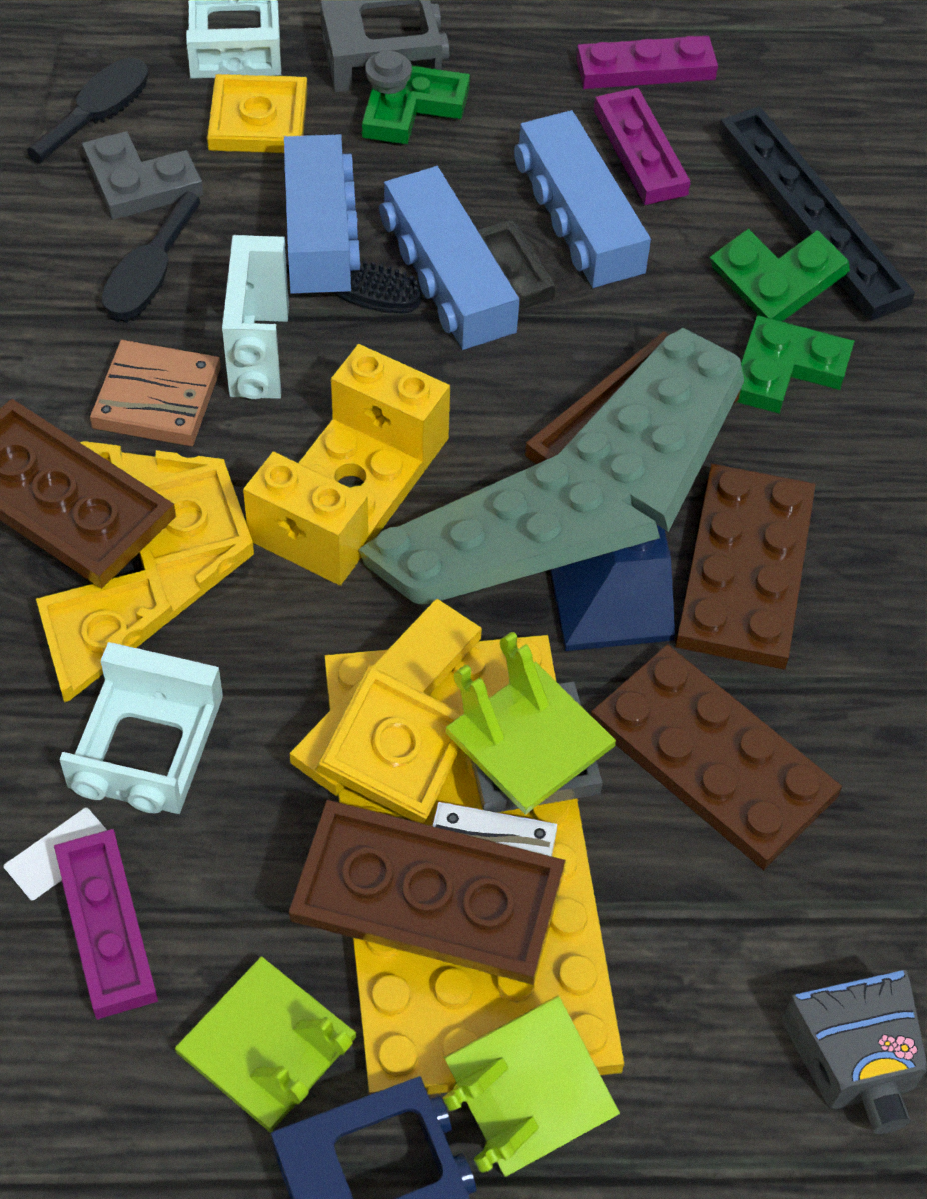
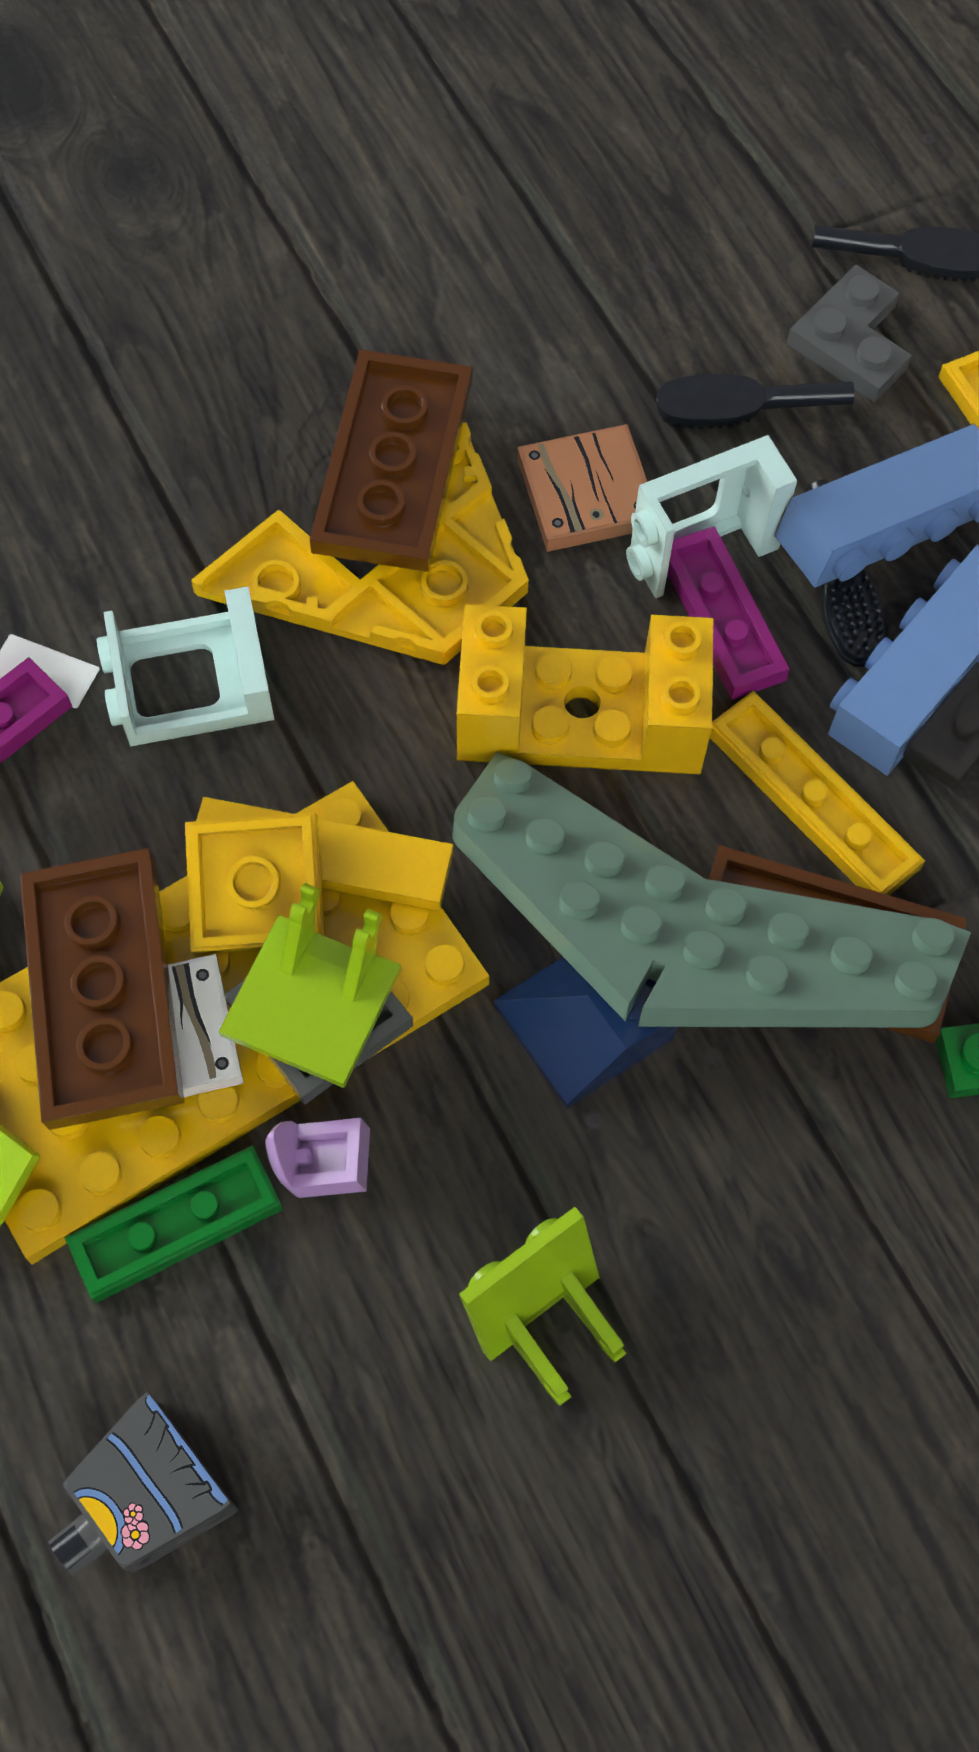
camera: 65 degrees right, 10 degrees up
(318, 354) = (713, 588): none -> magenta plate
(523, 375) = (814, 796): none -> yellow tile
(641, 946) = (173, 1224): none -> green tile
(643, 809) = (320, 1156): none -> lavender plate
(716, 756) = (433, 1208): reddish brown plate -> none
(747, 567) = (704, 1144): reddish brown plate -> none
(819, 693) = (514, 1292): none -> lime plate

